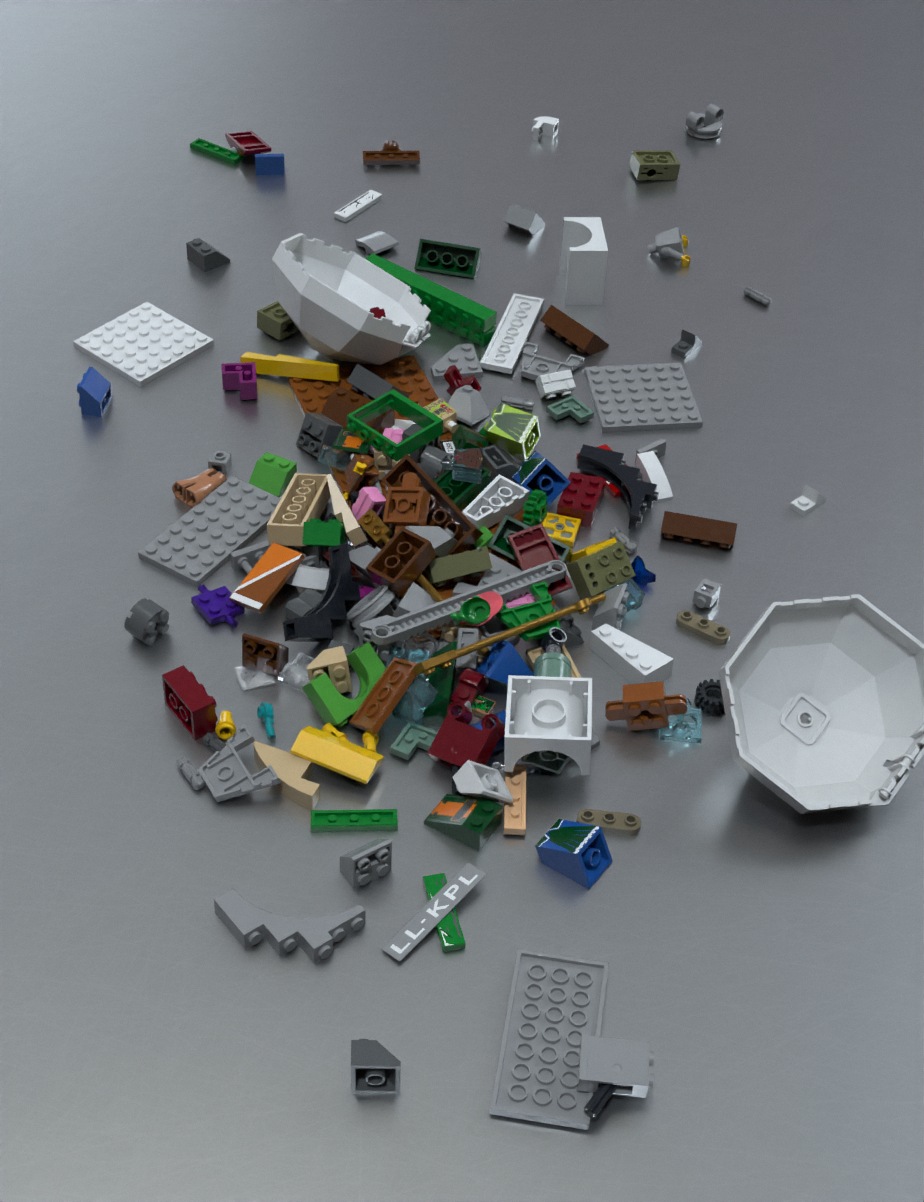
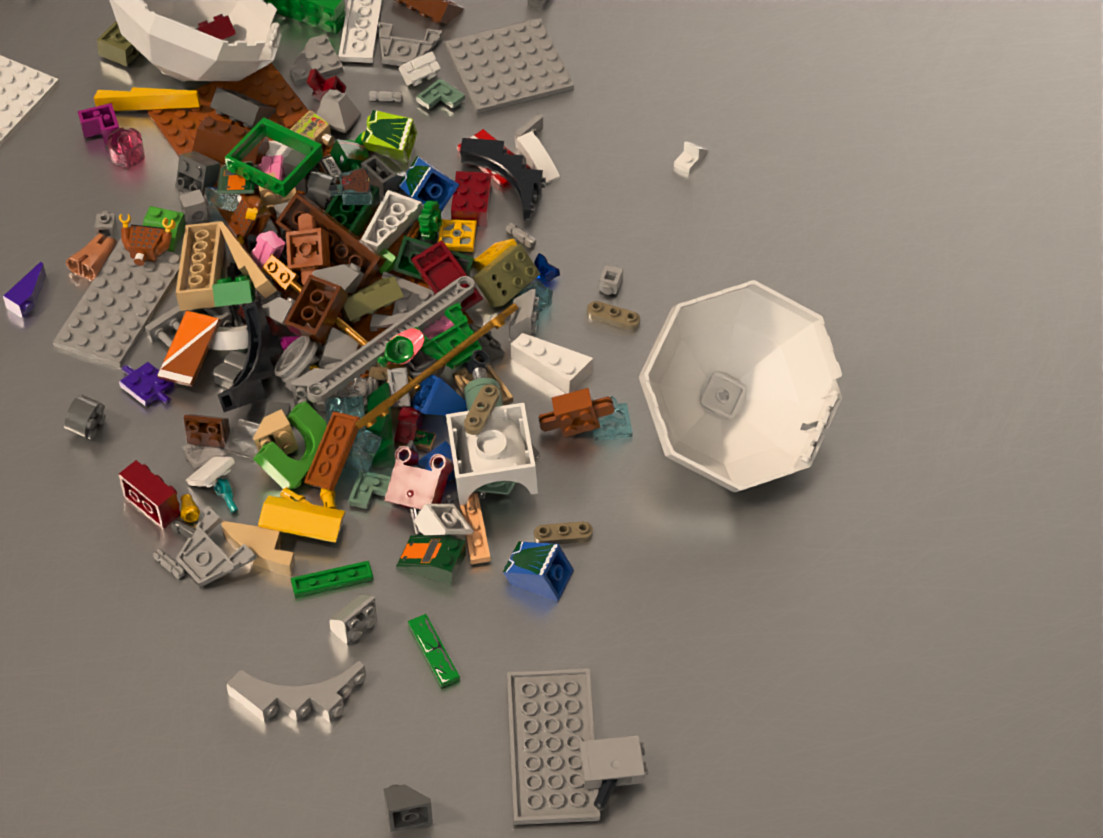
camera: 10 degrees left, 10 degrees up
(126, 505) = (24, 294): none -> dark purple slope
(252, 480) = (145, 241): none -> dark orange torso
(253, 696) = (211, 471): none -> white tile
(258, 402) = (125, 147): none -> clear pink brick
(308, 458) = (194, 207): none -> light grey brick
(433, 912) = (425, 652): light grey sticker -> none
(540, 682) = (481, 415): none -> dark tan plate
(698, 528) = (592, 209): reddish brown slope -> none
(708, 704) = (629, 395): black tyre -> none

